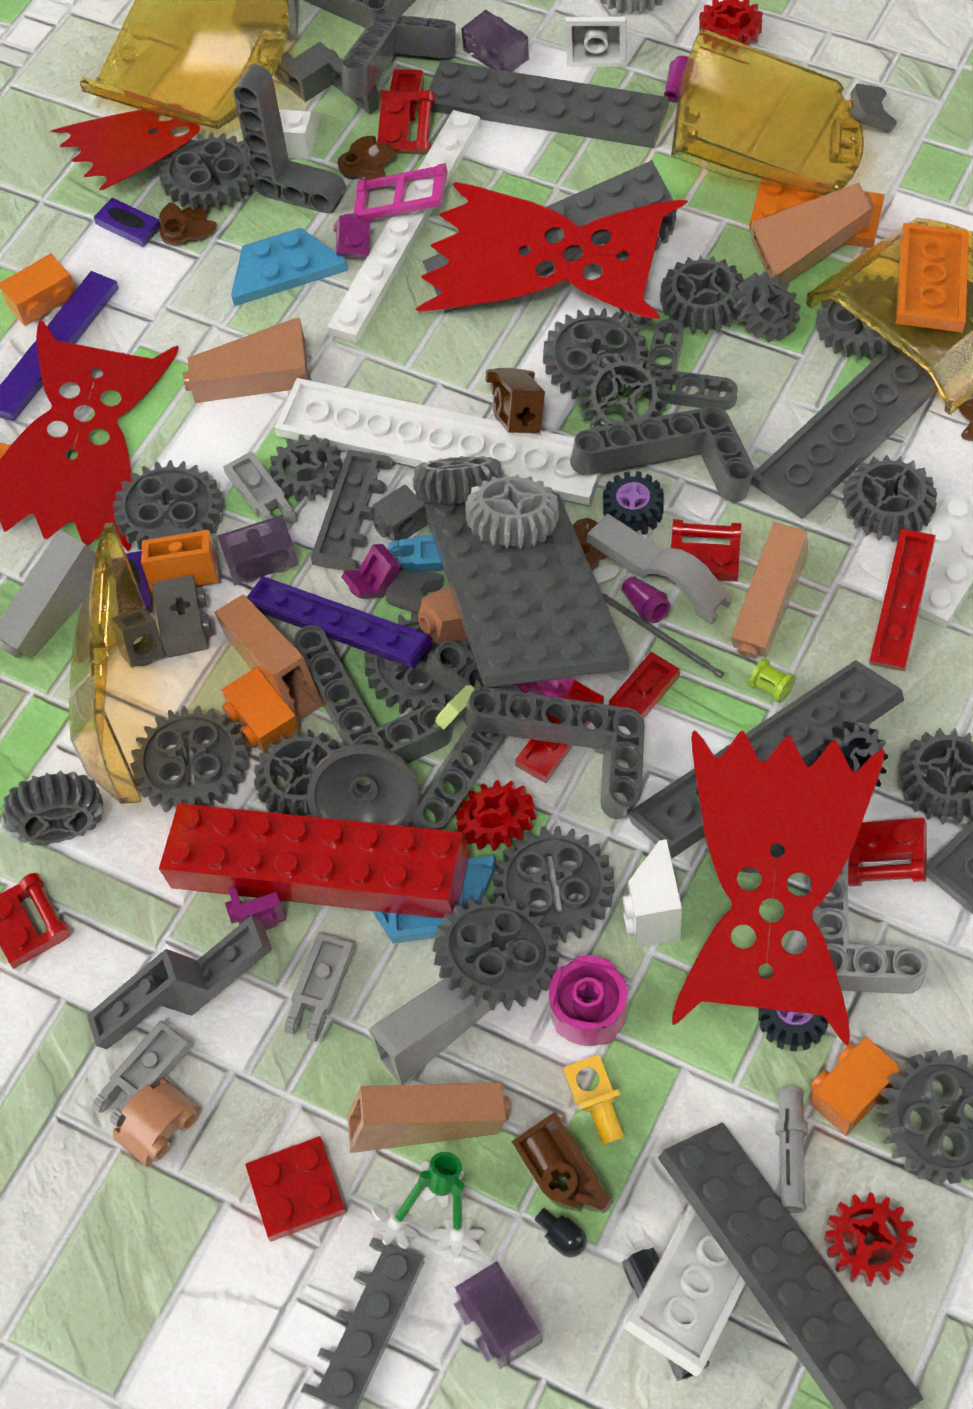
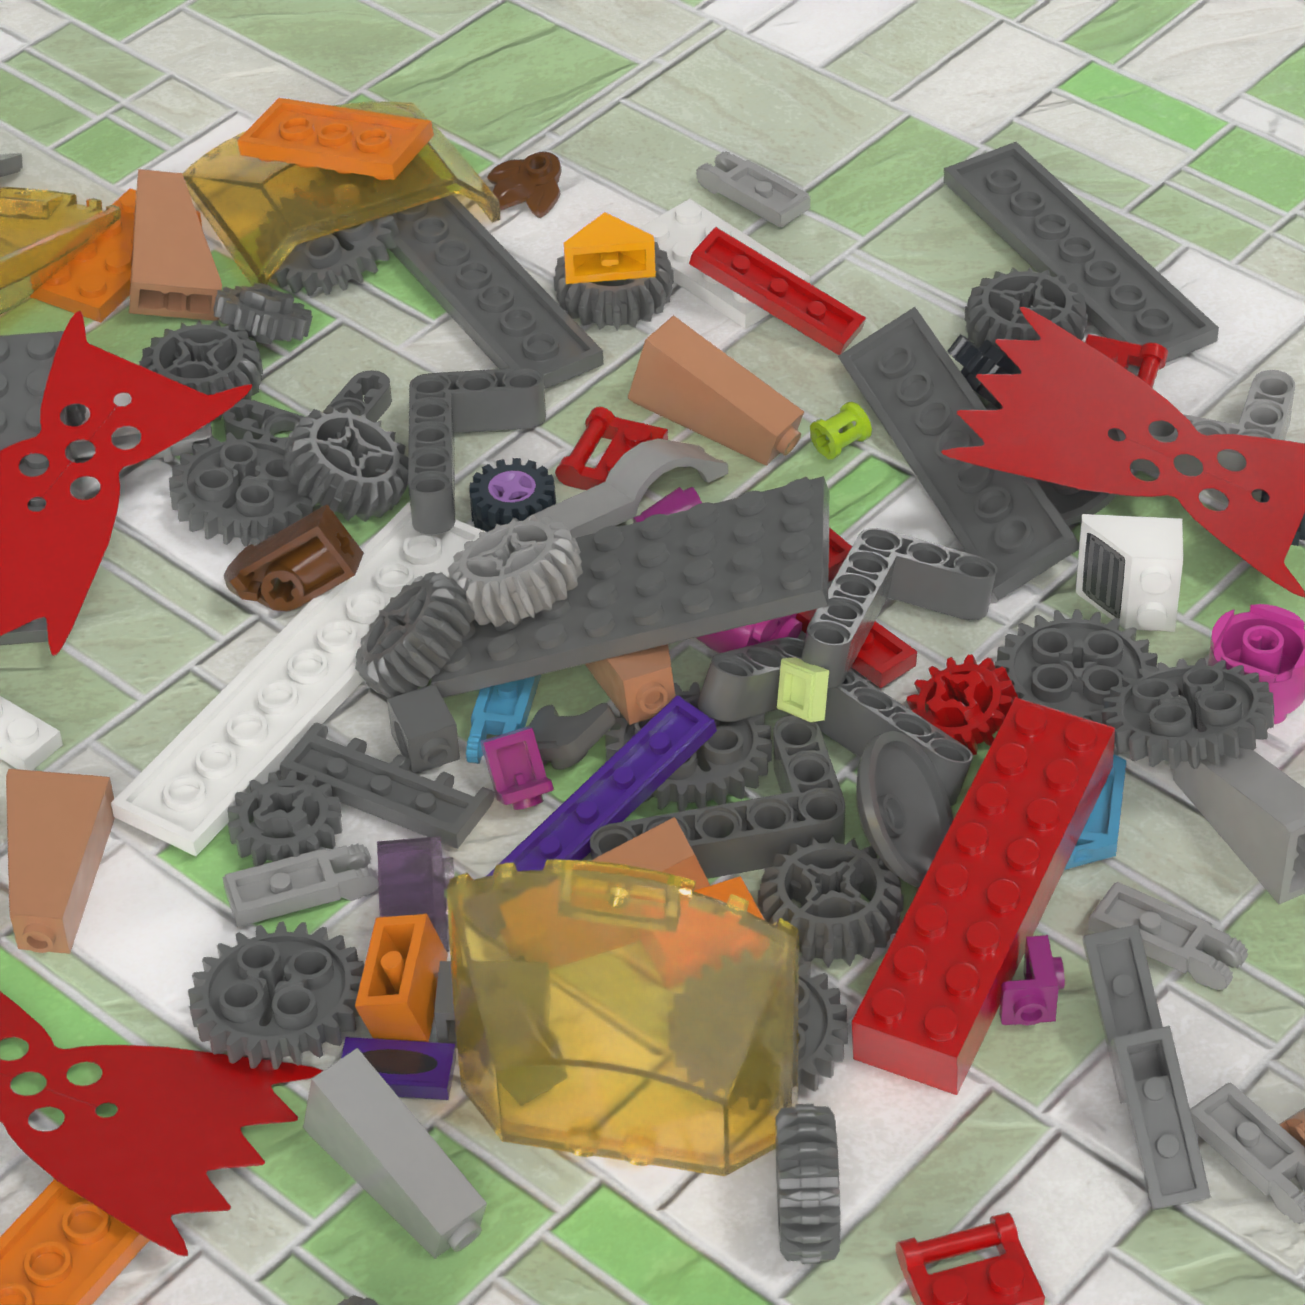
camera: 80 degrees left, 15 degrees down
(884, 475) = (608, 252): none -> light orange slope

